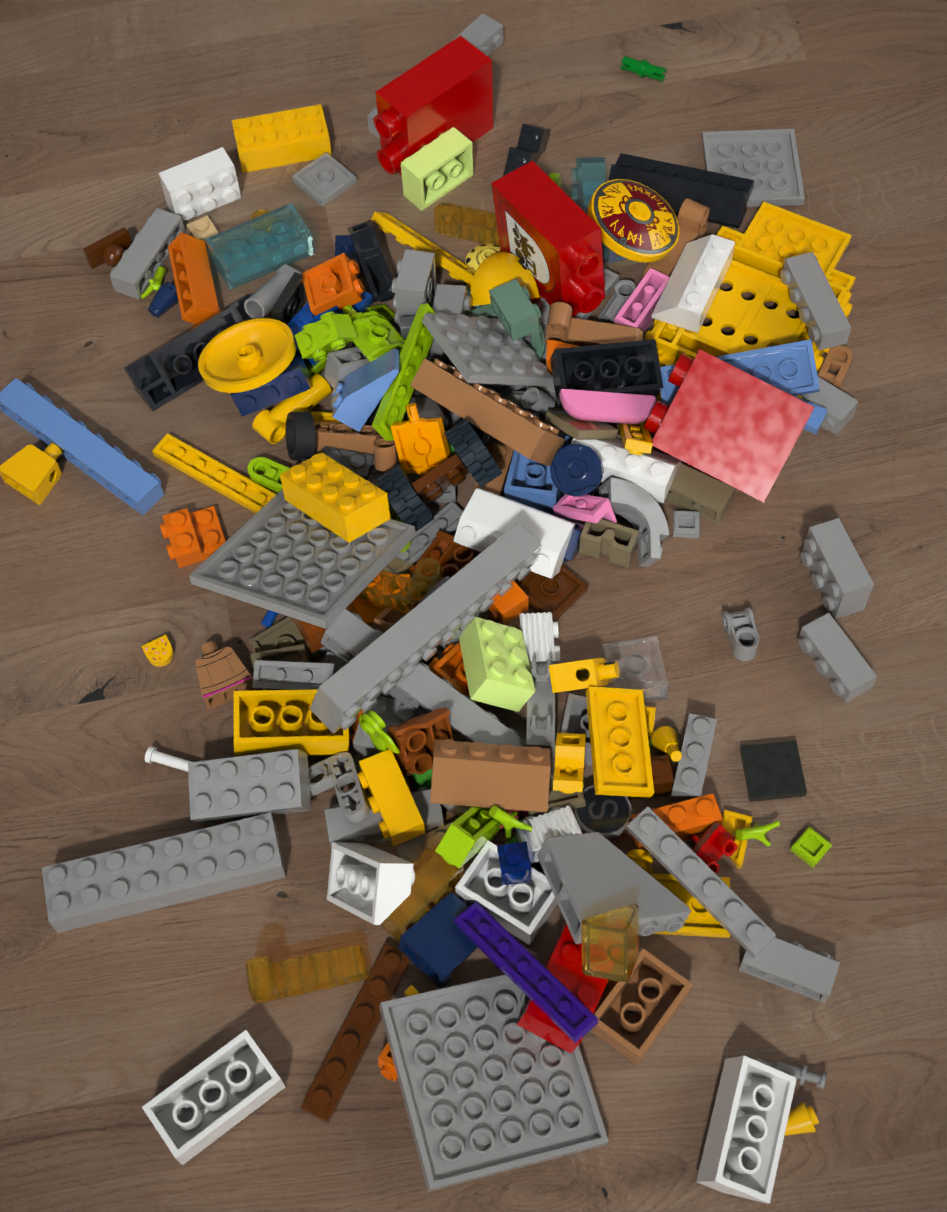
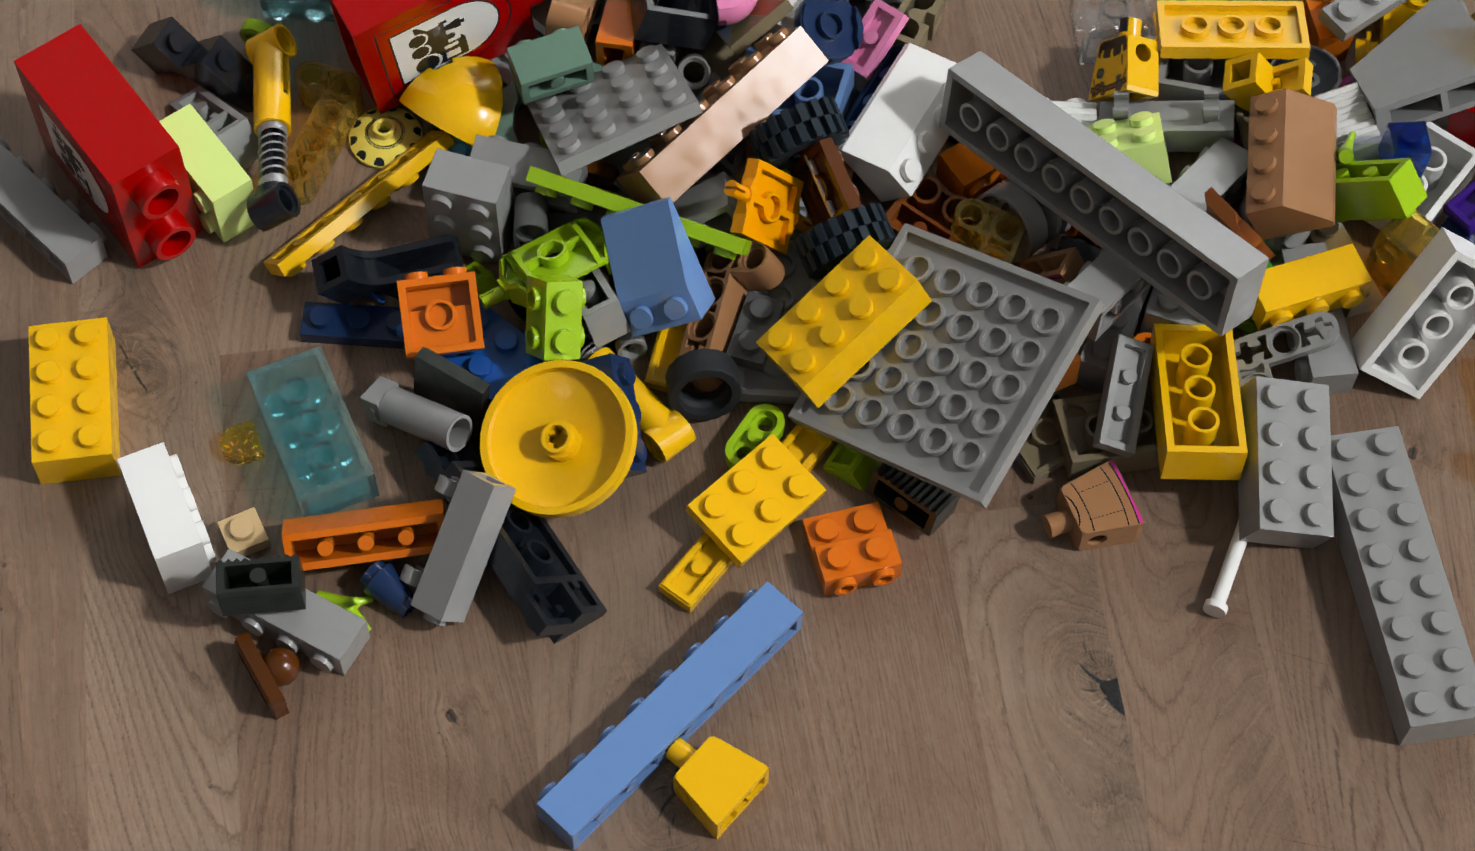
camera: 90 degrees left, 0 degrees up
(144, 224) = (260, 585): none -> pearl dark grey brick
(159, 651) = (1046, 598): yellow tile -> none
(176, 317) = (461, 546): none -> light grey brick
(222, 475) = (755, 500): none -> yellow plate
(324, 179) = (168, 349): light grey tile -> none
(473, 192) = (271, 55): none -> piece
(475, 175) = (226, 123): none -> light grey slope

